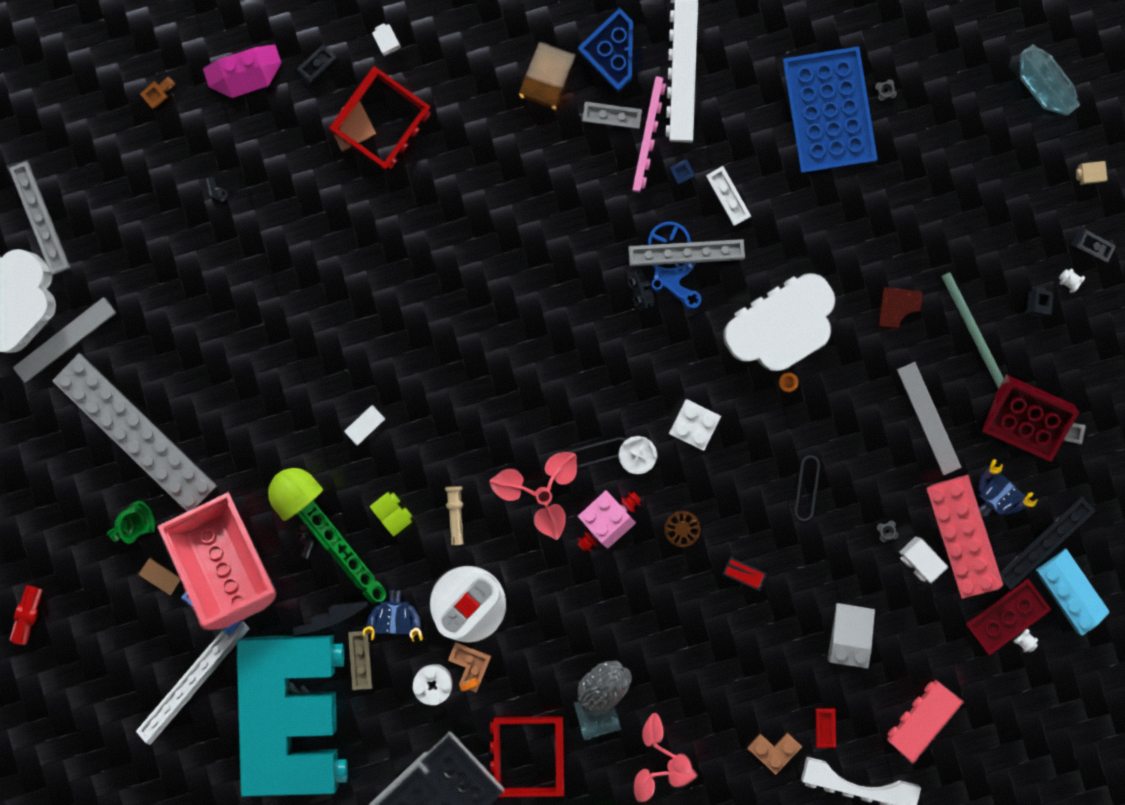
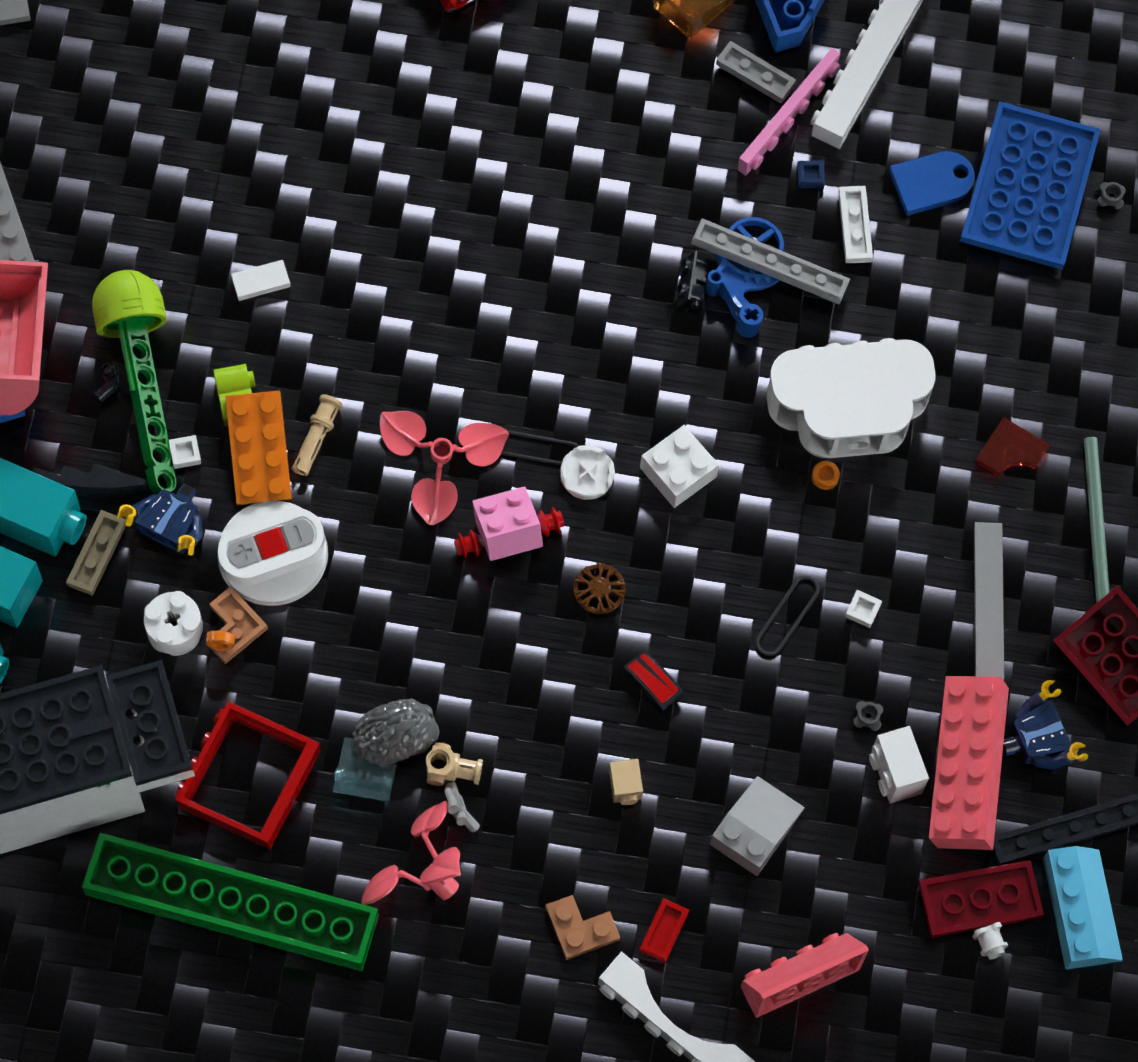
camera: 25 degrees right, 20 degrees down
(379, 567) = (184, 452): none -> white plate
(424, 544) = (258, 447): none -> orange plate
(651, 690) = (454, 767): none -> tan connector
(666, 716) = (457, 808): none -> light grey piece
(759, 648) = (626, 781): none -> tan brick
(763, 138) = (931, 182): none -> blue tile
(853, 462) = (863, 609): none -> white plate

